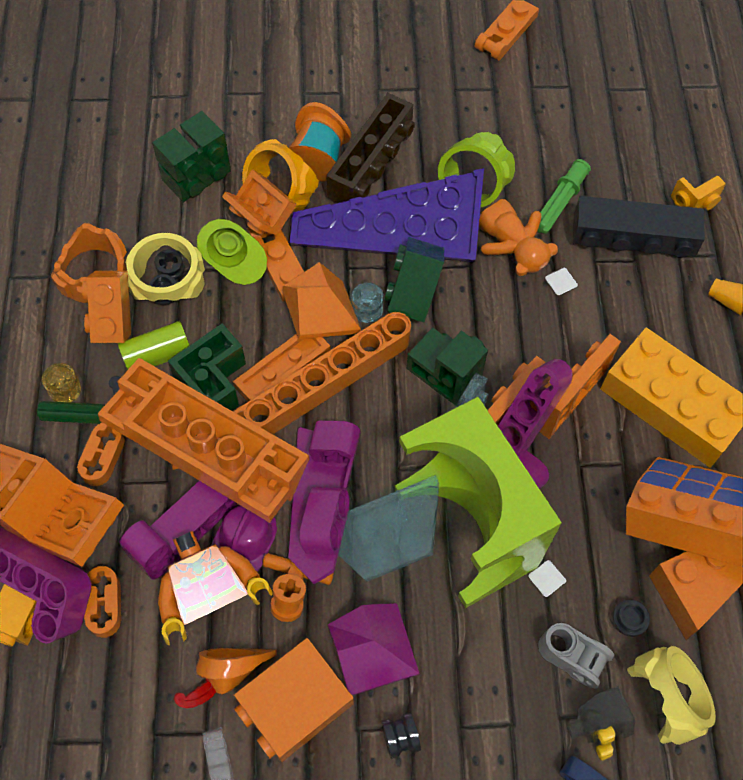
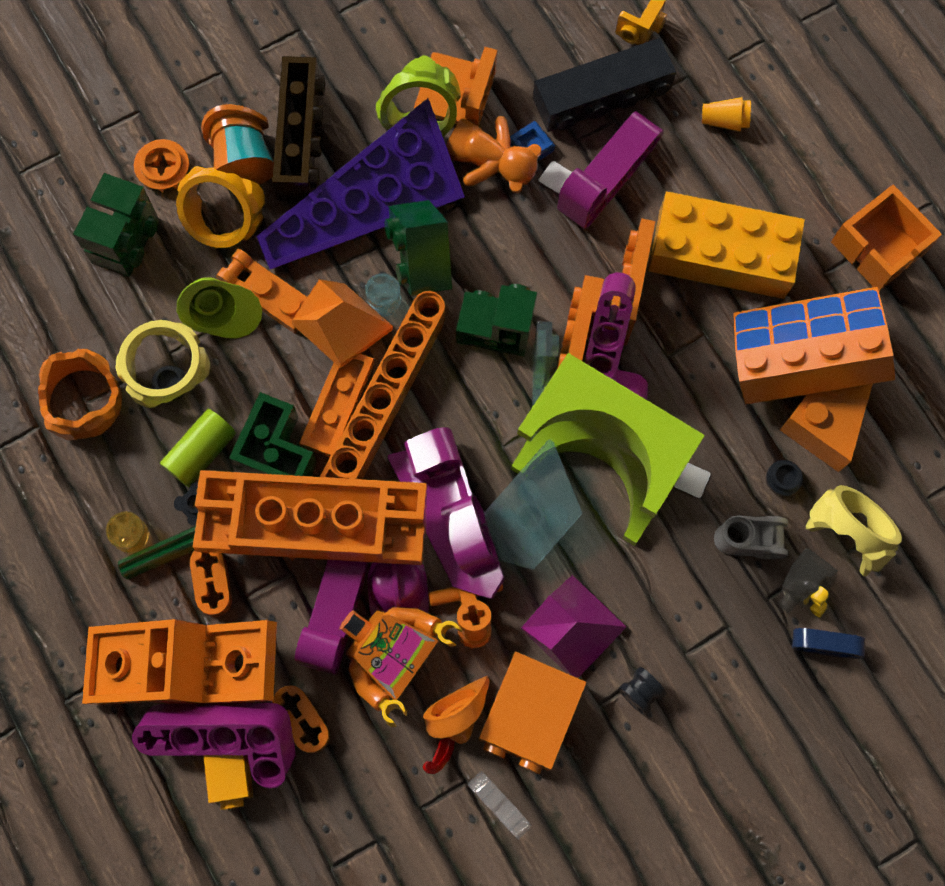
camera: 30 degrees left, 10 degrees up
(108, 306) = (131, 431): orange brick -> none
(169, 255) = (154, 342): black bush -> none
(249, 126) = (150, 157): none -> orange gear
(261, 204) = (220, 244): orange bracket -> none
(528, 181) = (474, 82): none -> orange bracket
(561, 239) = (532, 135): none -> blue tile
(567, 187) = (512, 74): bright green axle -> none
(581, 303) = (591, 190): none -> magenta beam

